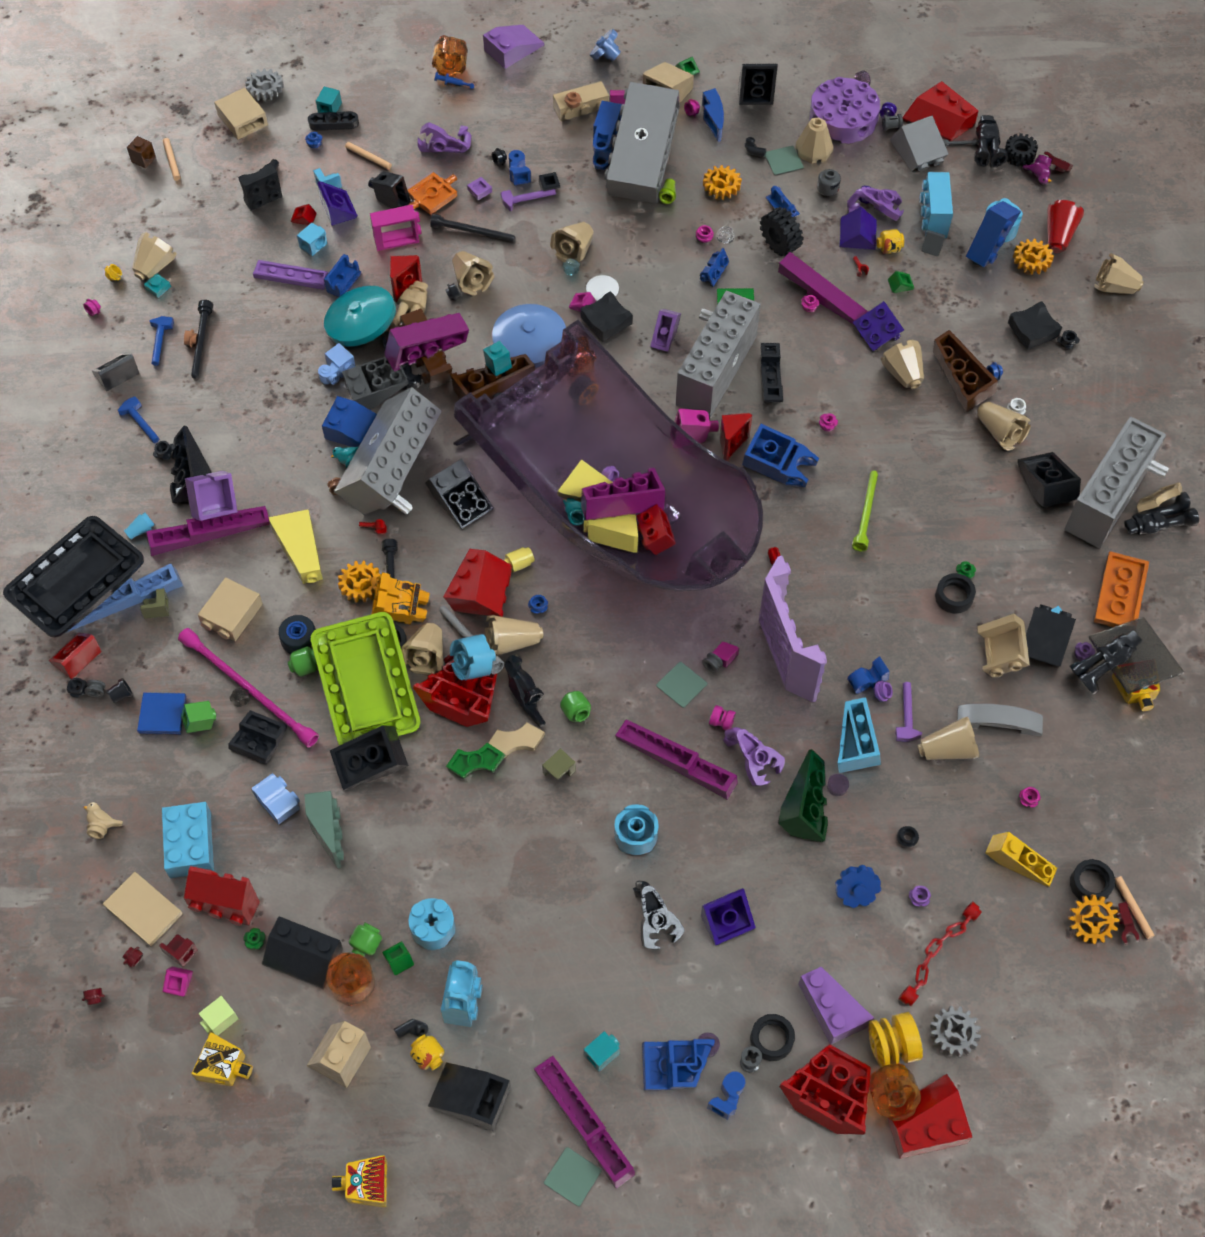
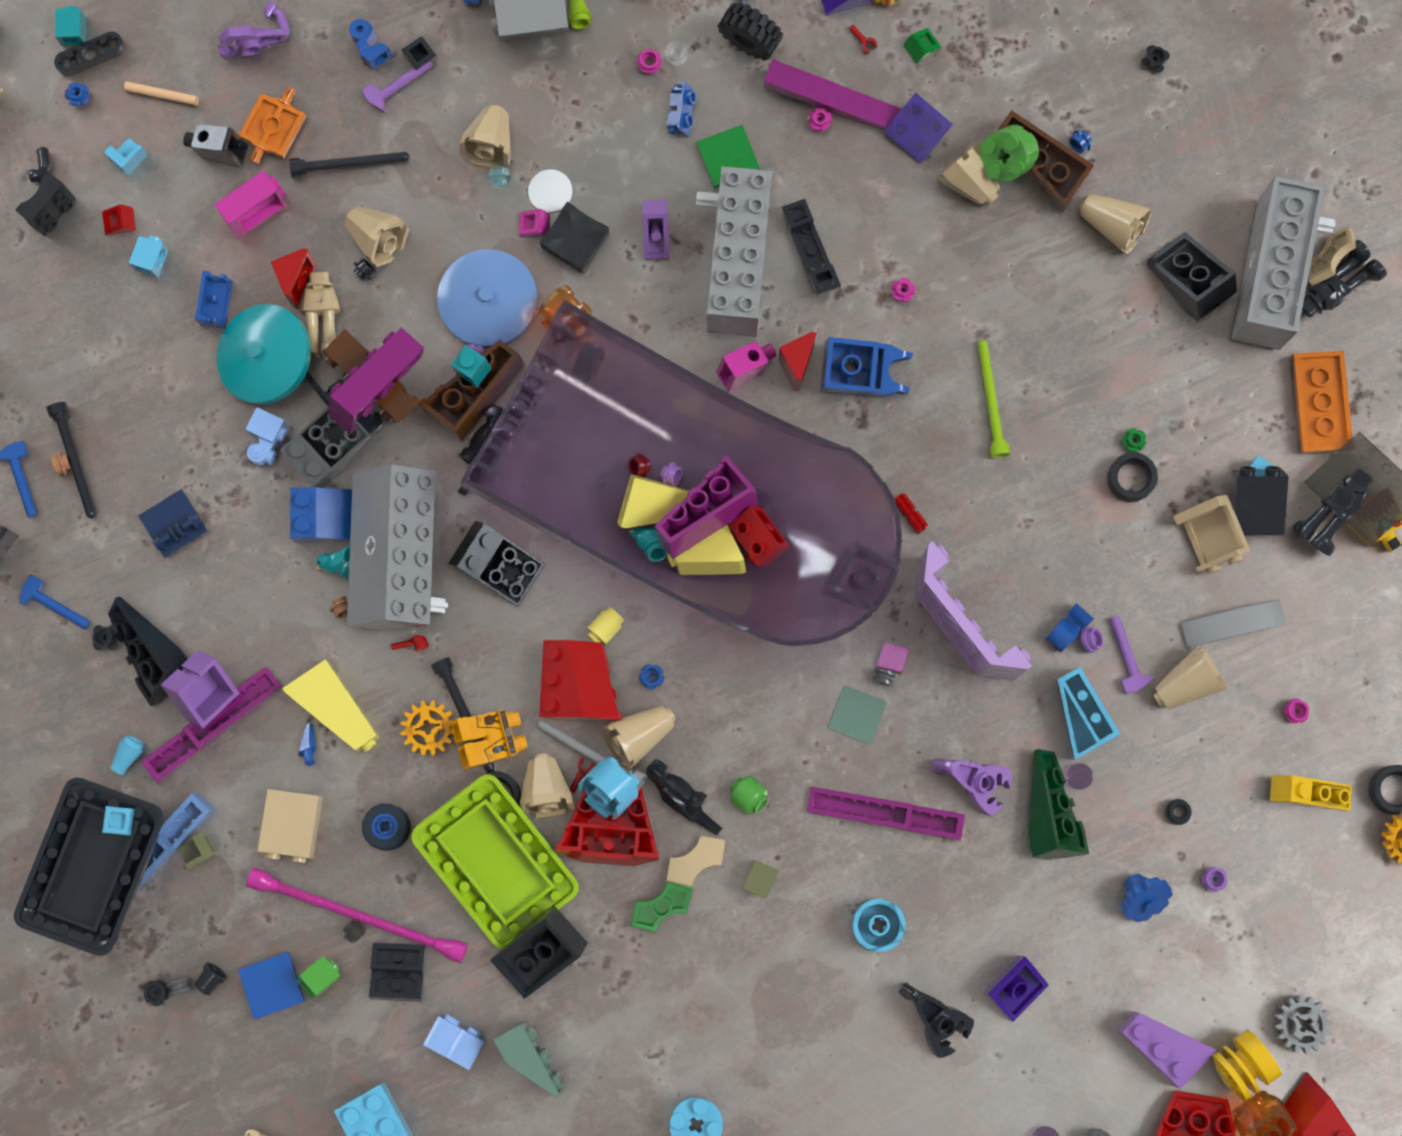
camera: 20 degrees left, 20 degrees up
(76, 654) = (132, 952): red slope -> none
(109, 551) = (118, 820): none -> medium azure tile
(246, 398) = (172, 523): none -> dark blue hinge
(268, 565) = (307, 745): none -> blue bar
(290, 274) = (143, 318): medium lavender tile -> none
(303, 662) = (407, 860): bright green head -> none
(336, 203) = (155, 188): dark purple slope -> none
(479, 188) = (331, 95): medium lavender plate -> none
(499, 156) = (336, 34): black plate -> none
(591, 460) = (639, 465): none -> dark red plate
(727, 718) = (928, 745): dark pink wheel -> none
(780, 1021) = (1127, 1121): black tyre -> none
(909, 995) = (1239, 1000): red piece -> none
(937, 352) = (1009, 153): none -> bright green brick
(1017, 403) = (1123, 178): white plate -> none
(1034, 325) = (1109, 55): black brick -> none
(1080, 654) = (1301, 504): medium lavender plate -> none

